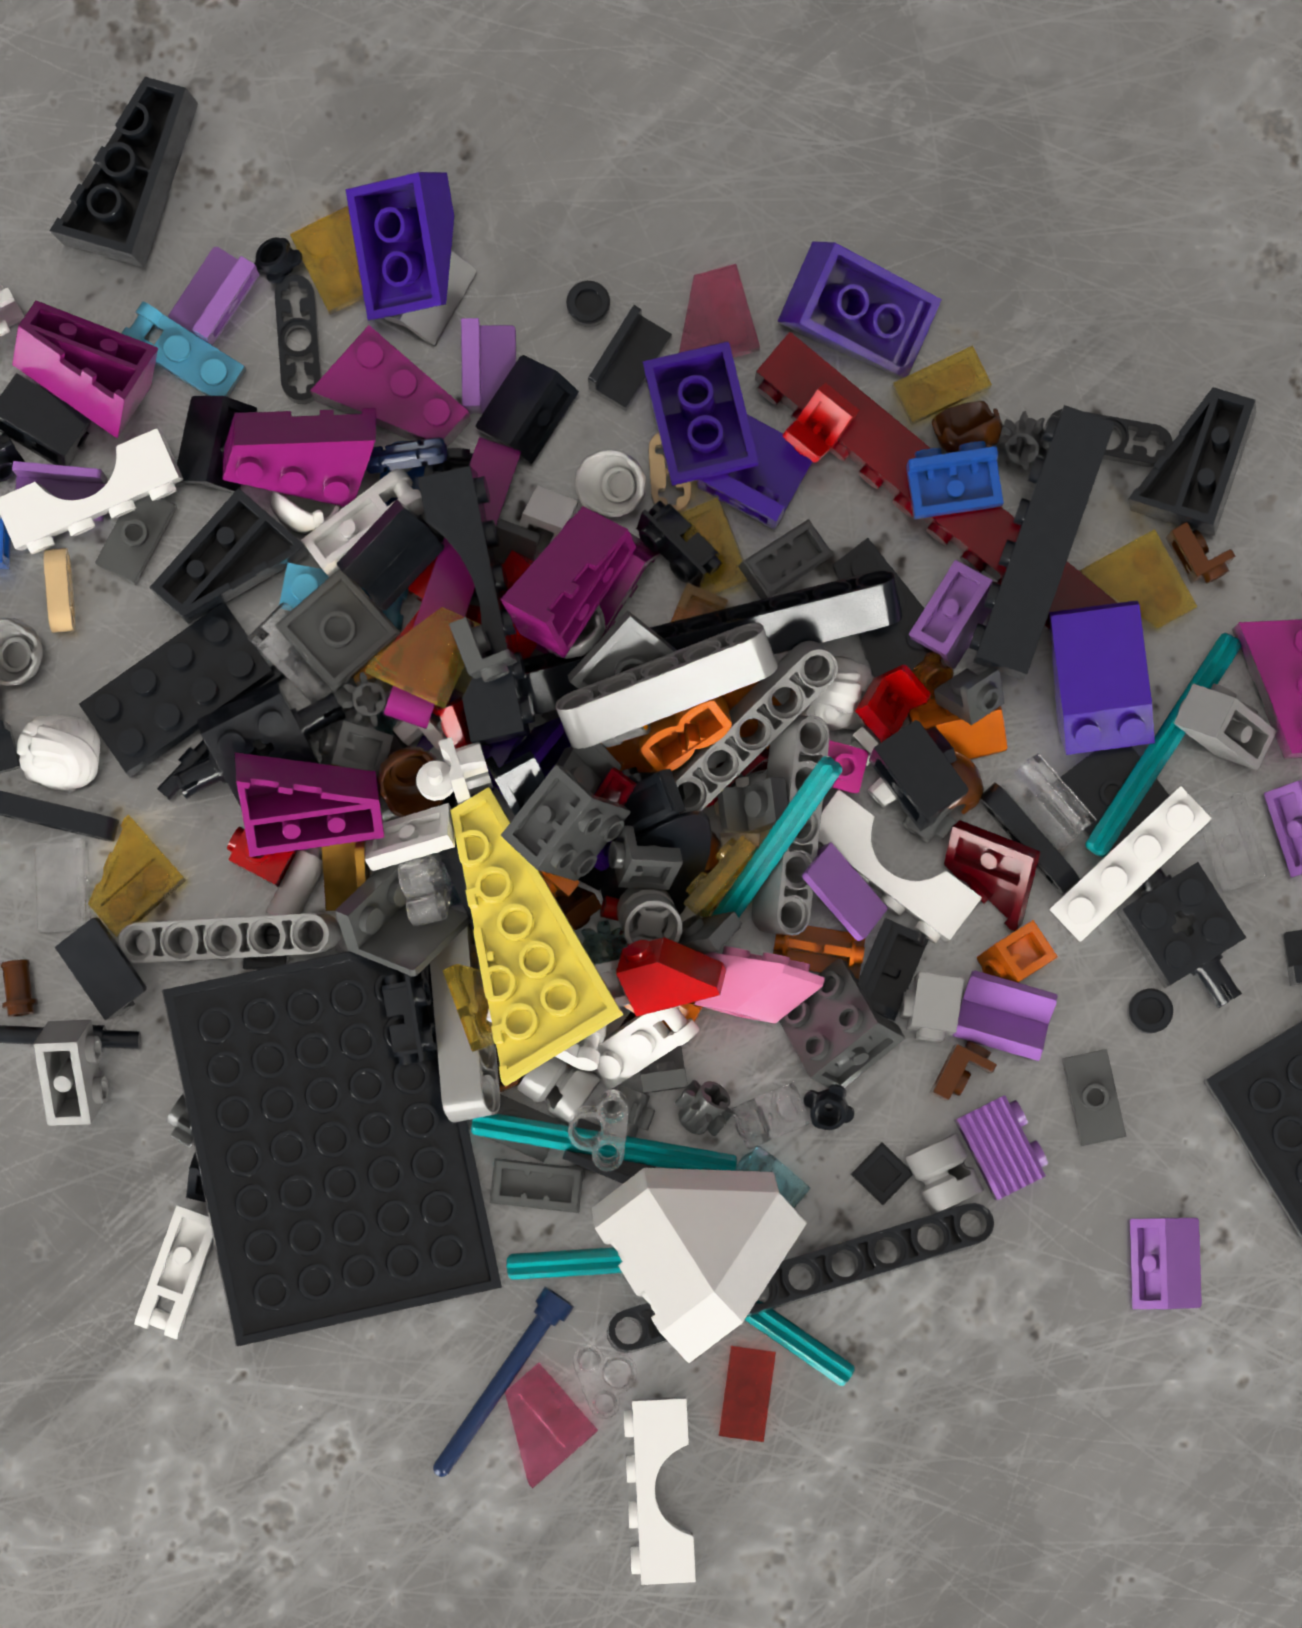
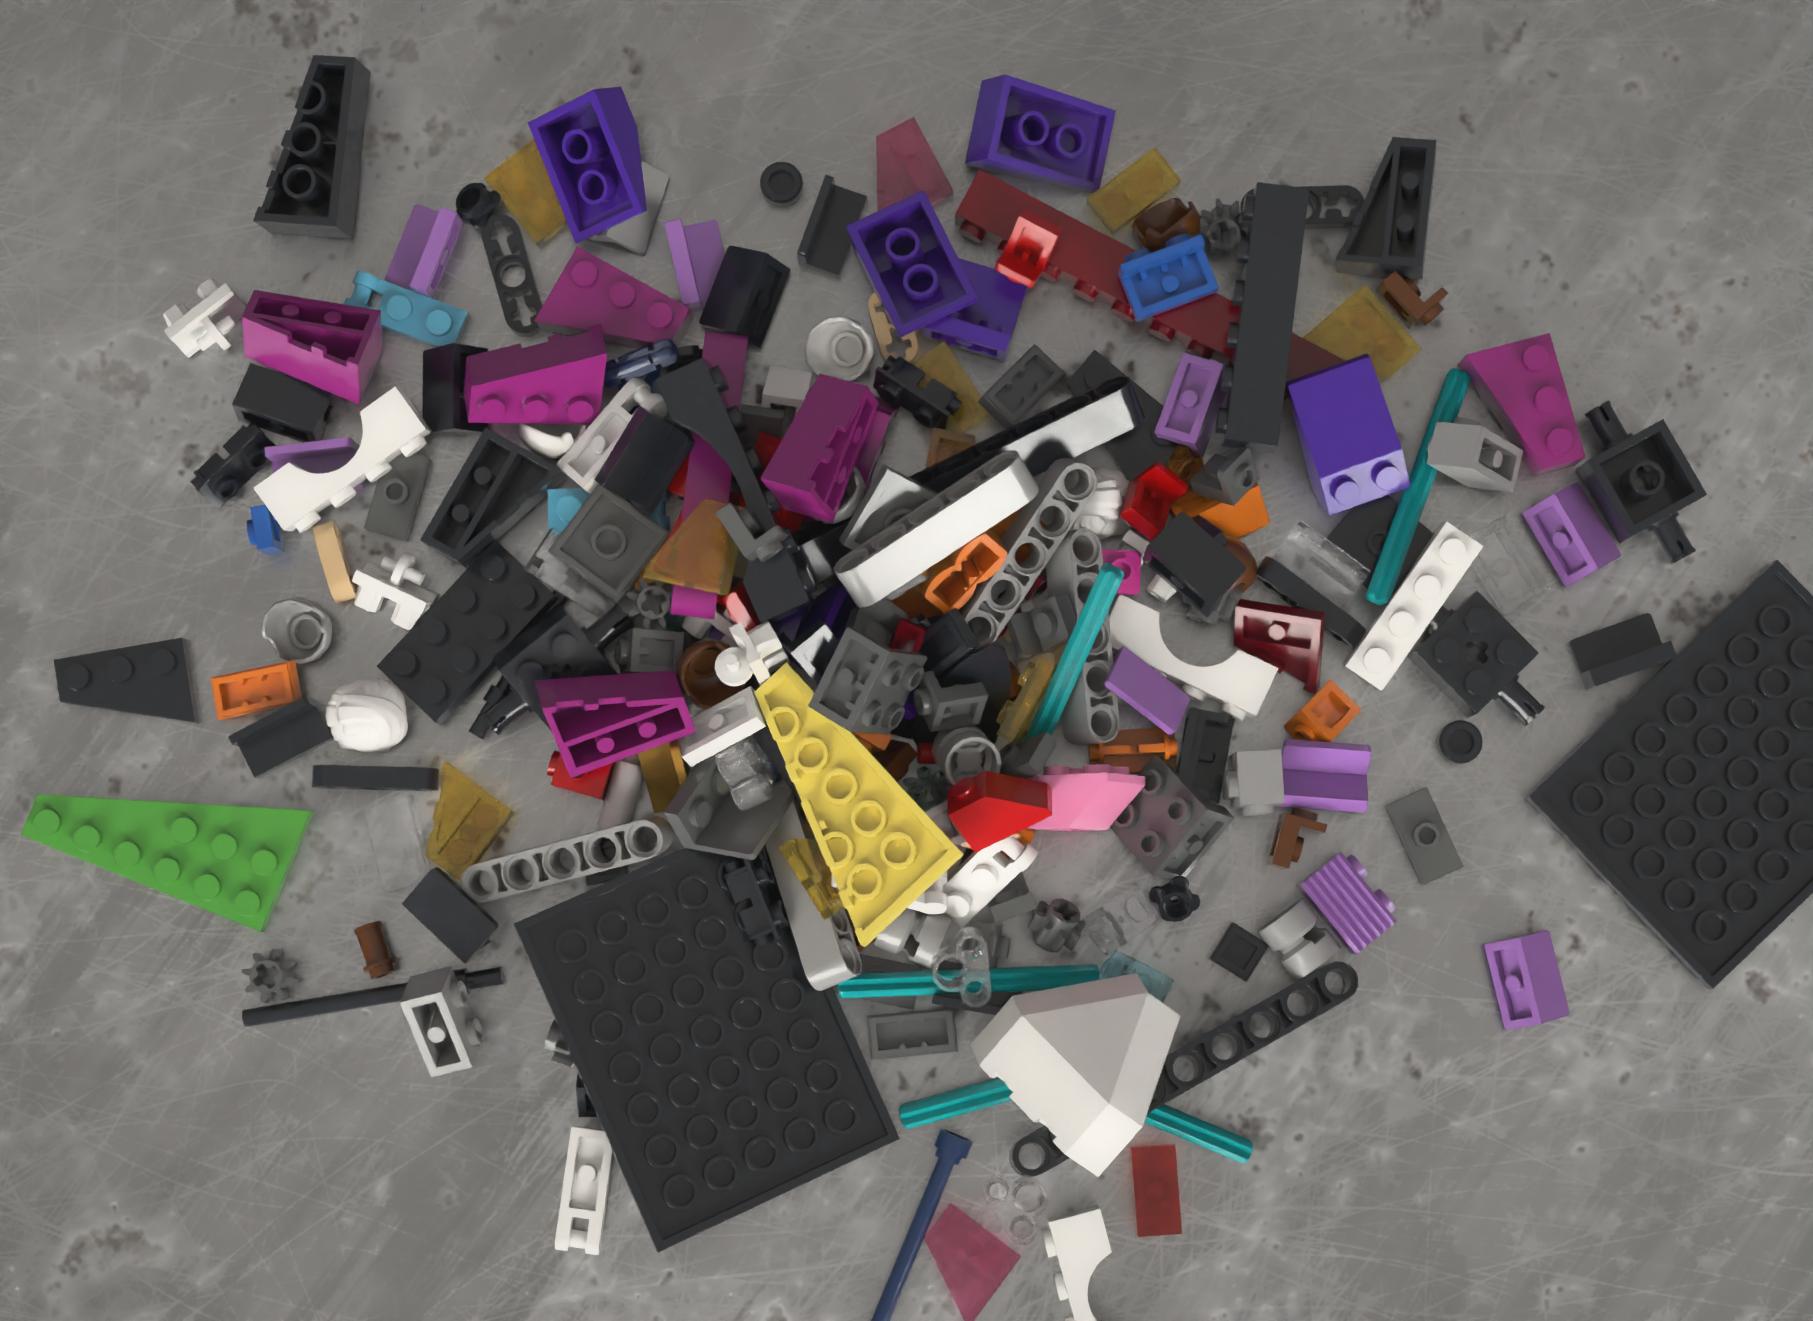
camera: 10 degrees left, 0 degrees up
(118, 625) = (398, 583): none -> white hips

